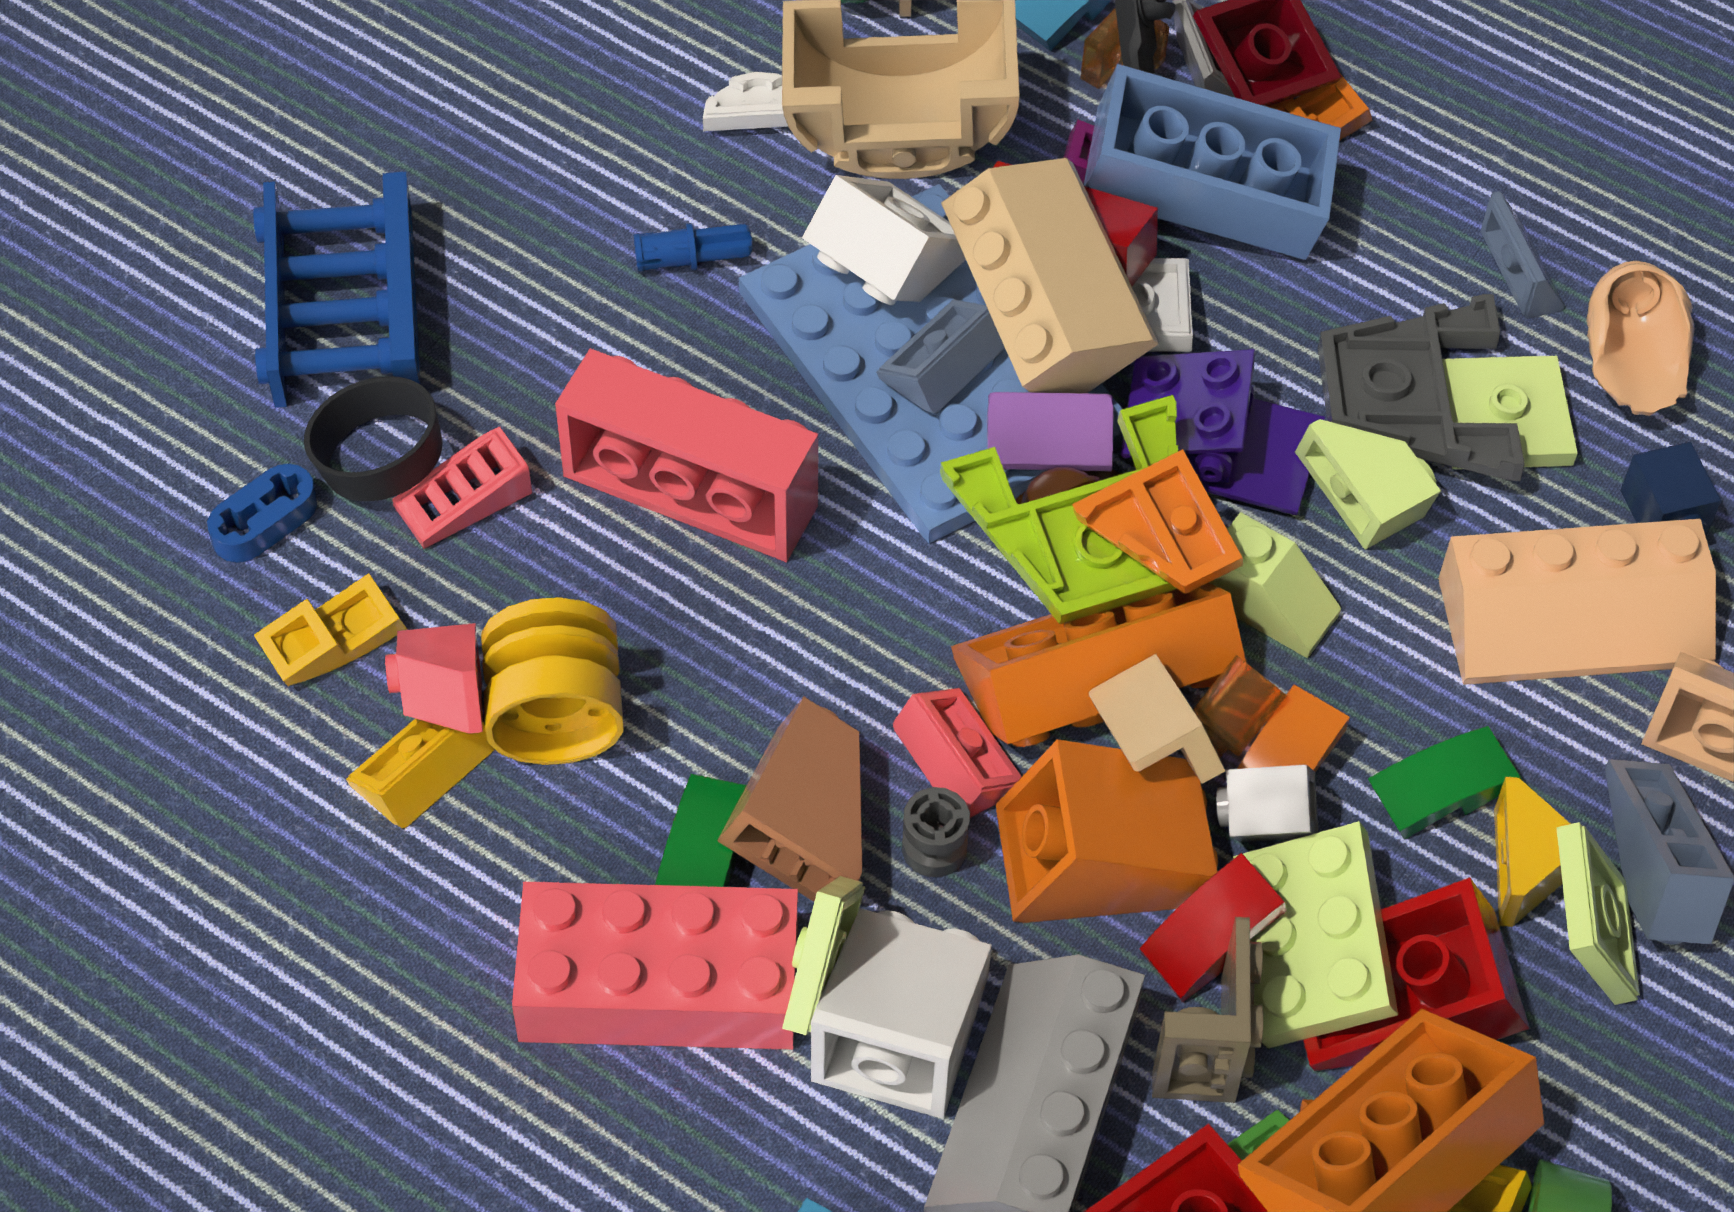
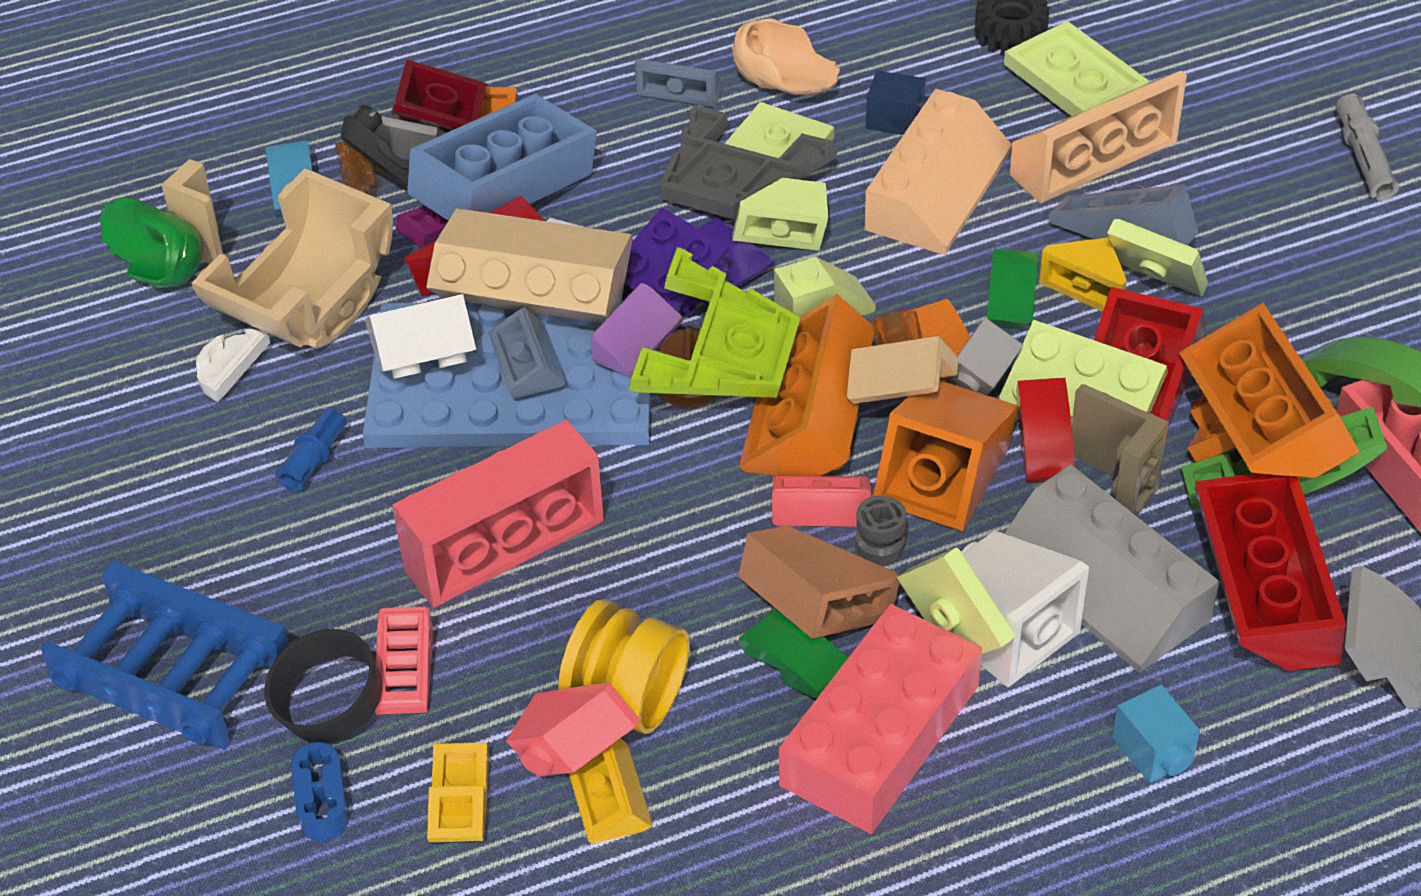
camera: 55 degrees left, 10 degrees down
(1164, 523) = (767, 296): orange wing -> none

